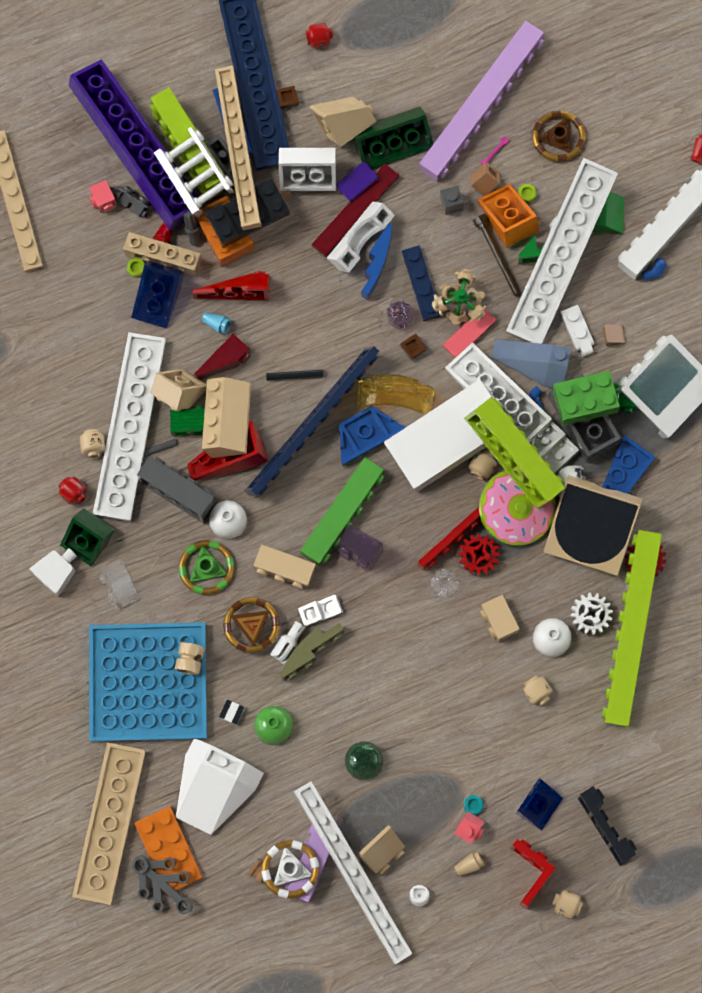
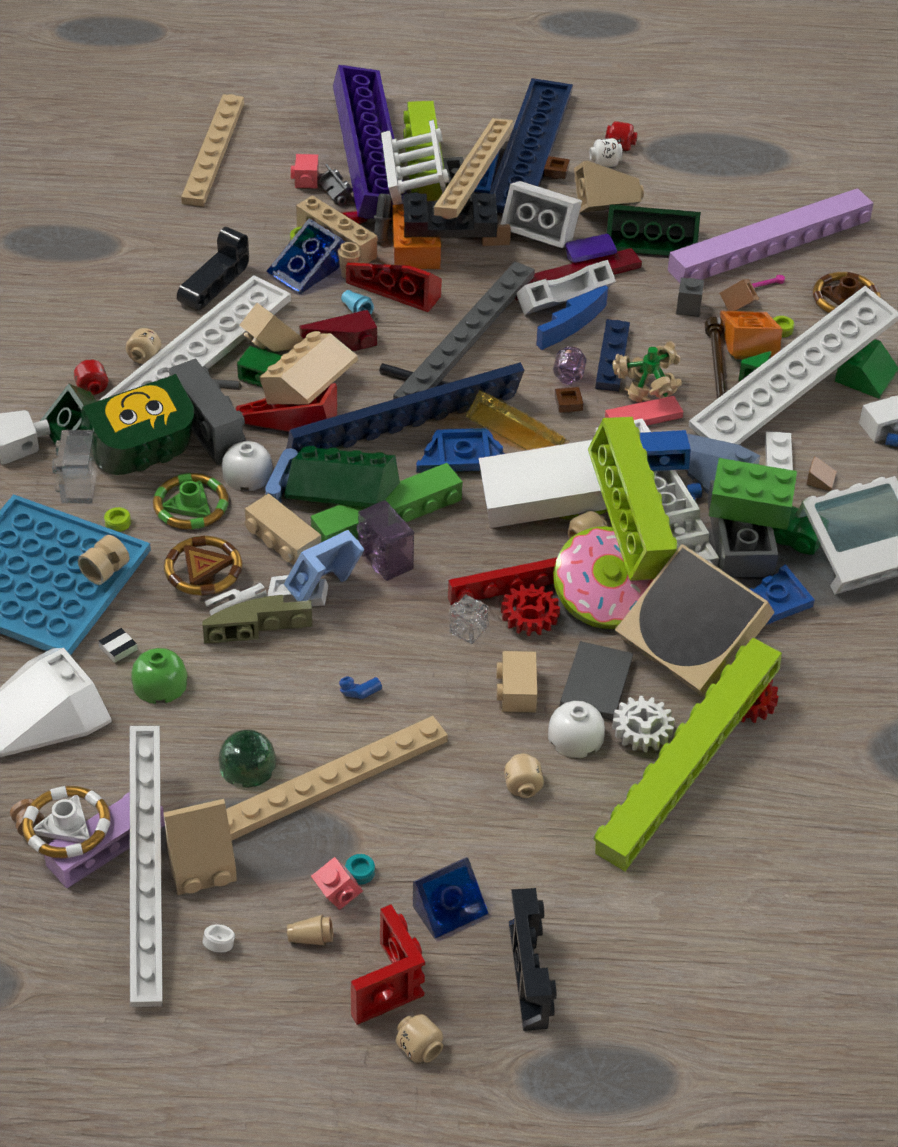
camera: 20 degrees right, 30 degrees down
(99, 343) = (217, 271): none -> black beam
(144, 530) = (140, 426): none -> dark green brick
(167, 607) = (117, 519): none -> lime tile
(189, 282) = (348, 253): none -> tan cone
(258, 521) = (279, 477): none -> medium blue plate
(303, 509) = (342, 476): none -> dark green slope
(311, 318) = (467, 331): none -> dark grey plate
(318, 64) = (606, 152): none -> white head
(326, 607) = (333, 555): none -> light blue panel
(402, 673) = (359, 691): none -> blue arm
(414, 758) = (334, 776): none -> tan plate
(505, 377) = (667, 450): none -> blue brick
(545, 589) = (598, 677): none -> dark grey tile

